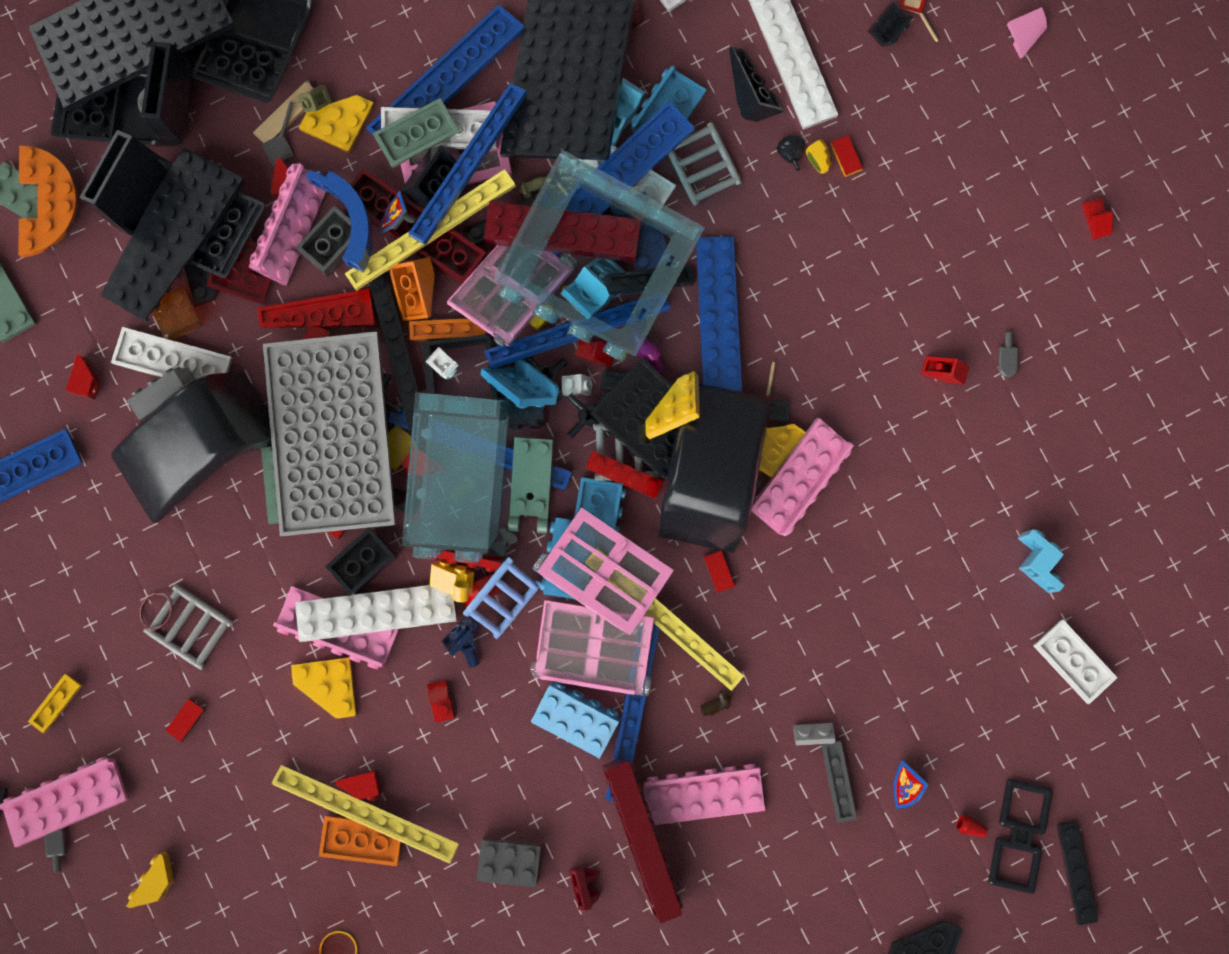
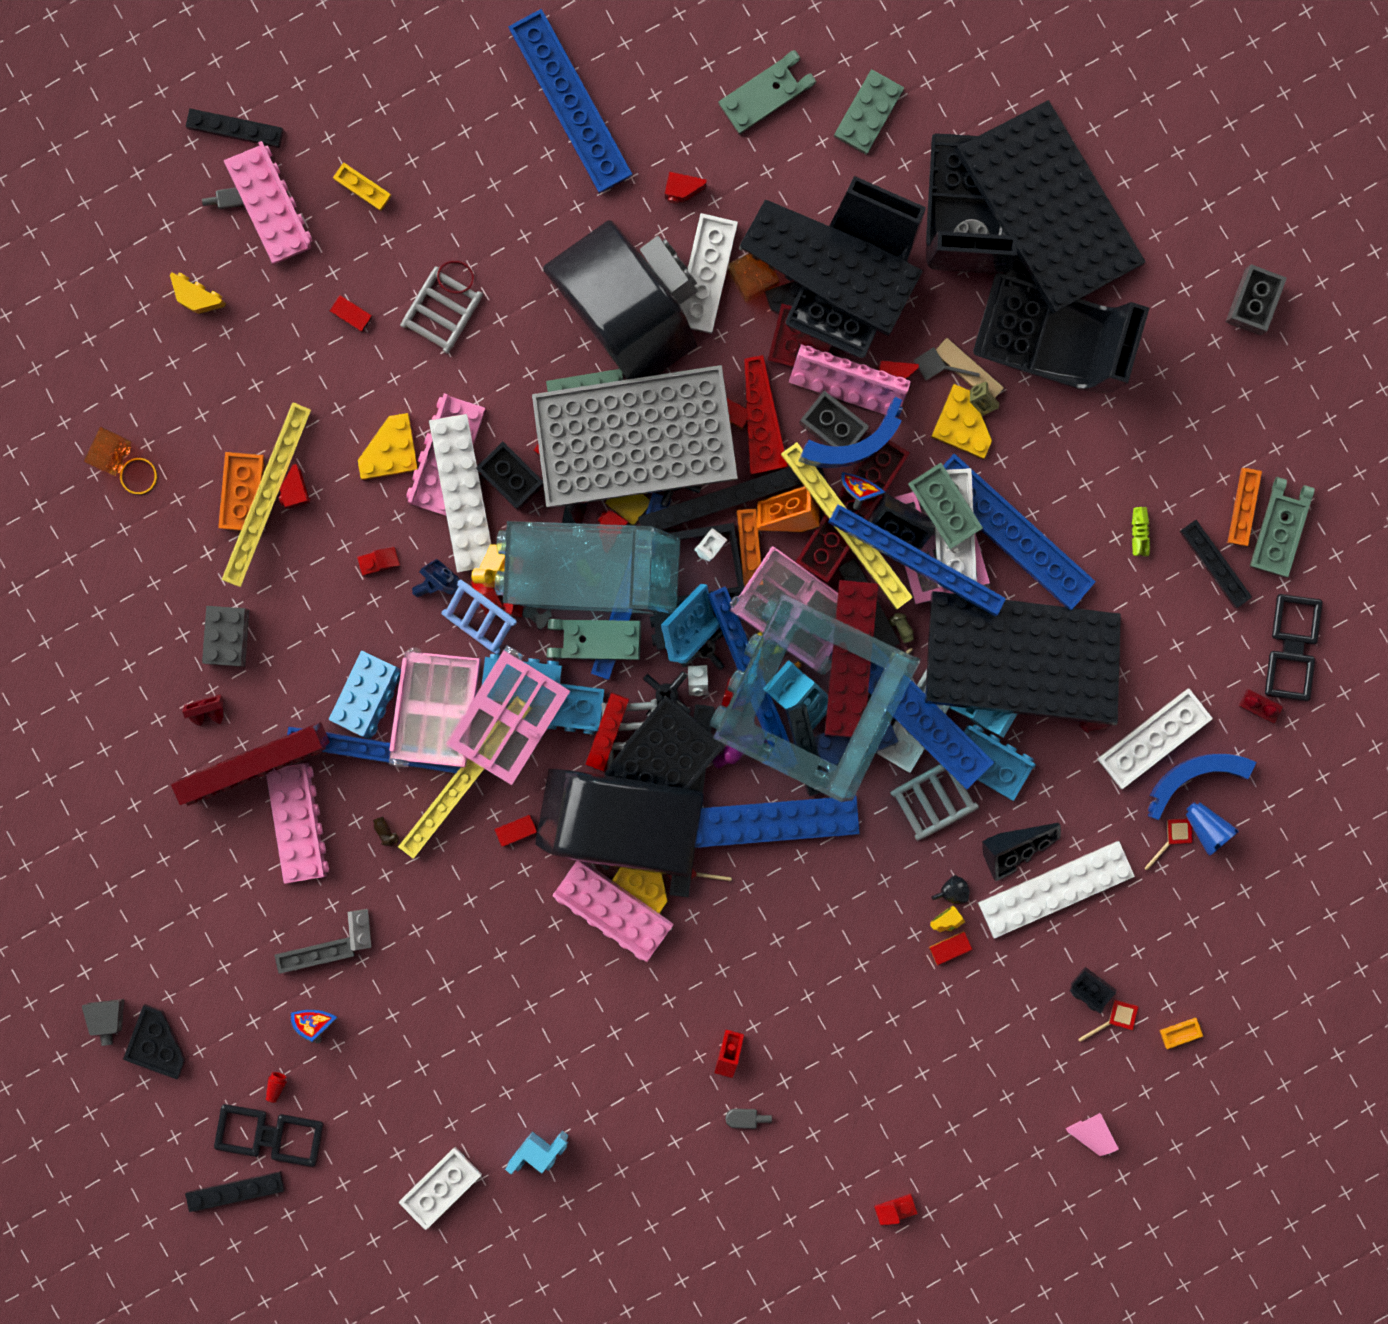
camera: 85 degrees right, 5 degrees up
(55, 200) = (864, 144): orange plate -> none
(676, 408) = (674, 782): yellow plate -> none

